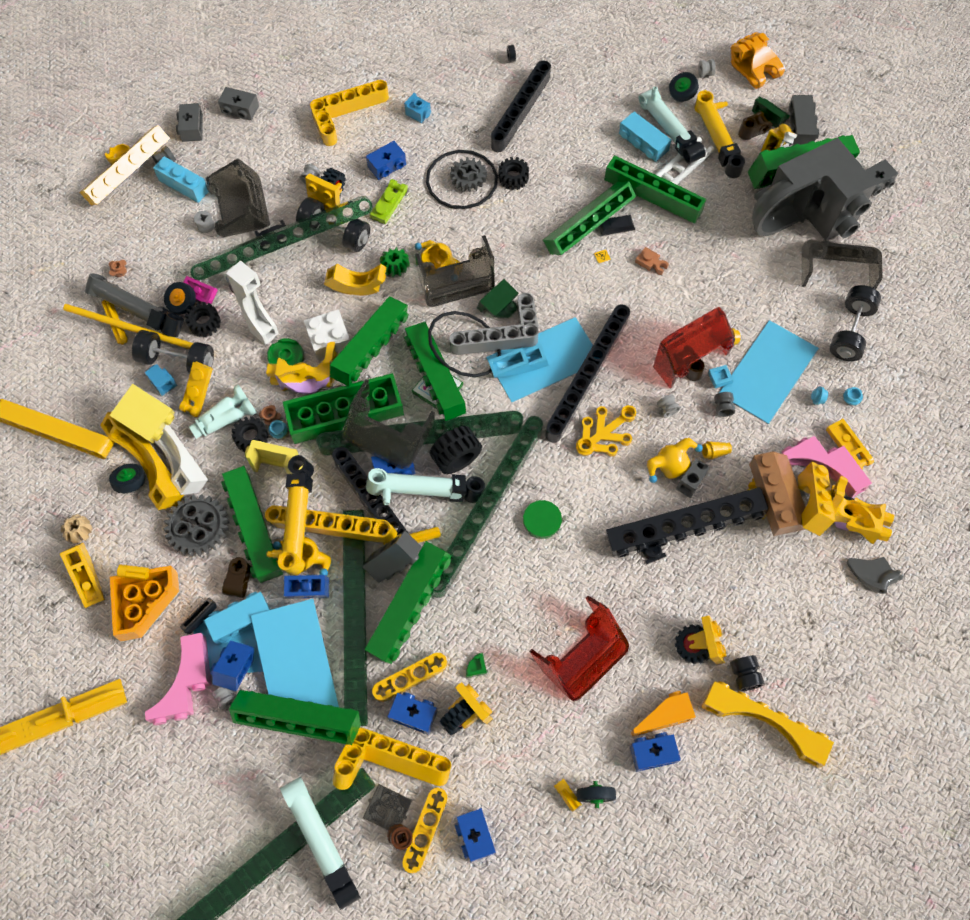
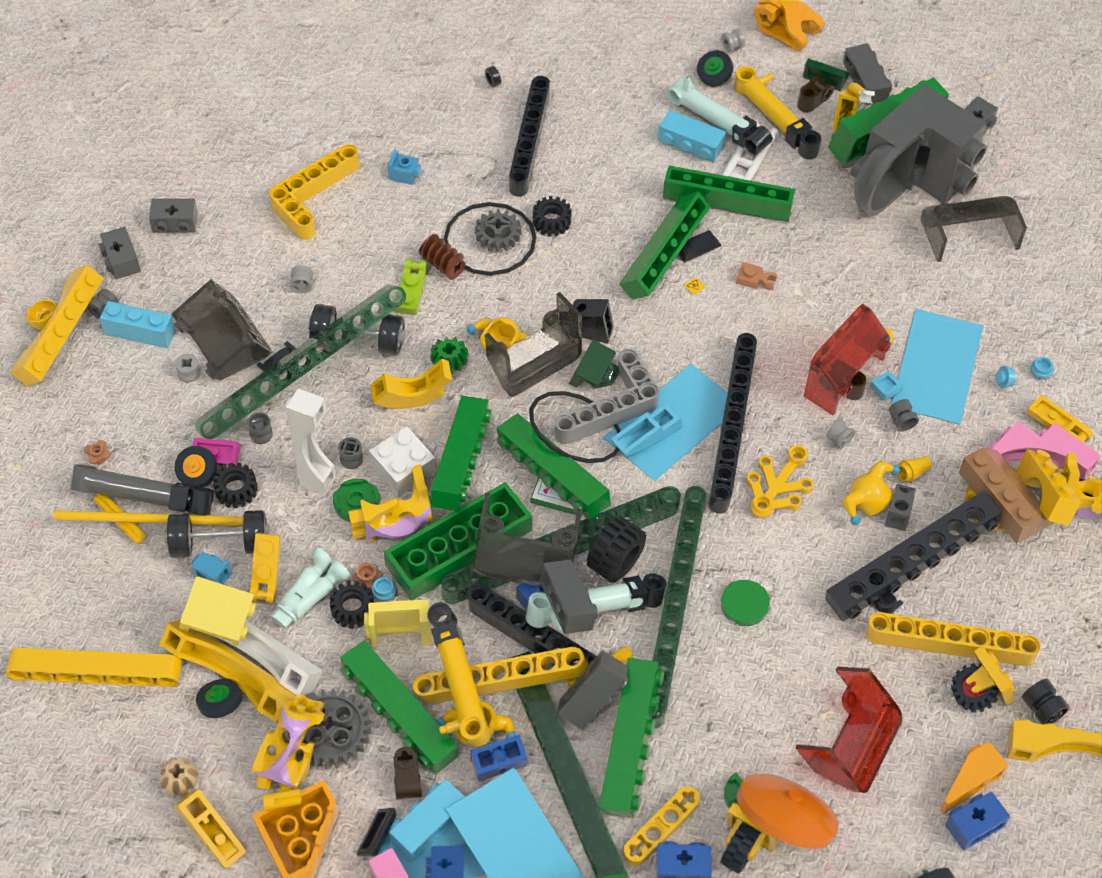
camera: 20 degrees left, 10 degrees down
(156, 542) = (296, 718): none -> yellow hips
(293, 318) = (350, 453): none -> dark grey wheel
(327, 188) = (331, 289): yellow plate -> none
(386, 160) = (389, 238): blue brick -> none
(398, 479) = (568, 596): none -> dark grey brick
(419, 184) = (442, 256): none -> copper piece
(503, 700) = (787, 811): none -> orange dish
(510, 262) = (596, 319): none -> black torso
(703, 598) = (942, 644): none -> yellow beam
(848, 344) = (1015, 311): black axle -> none

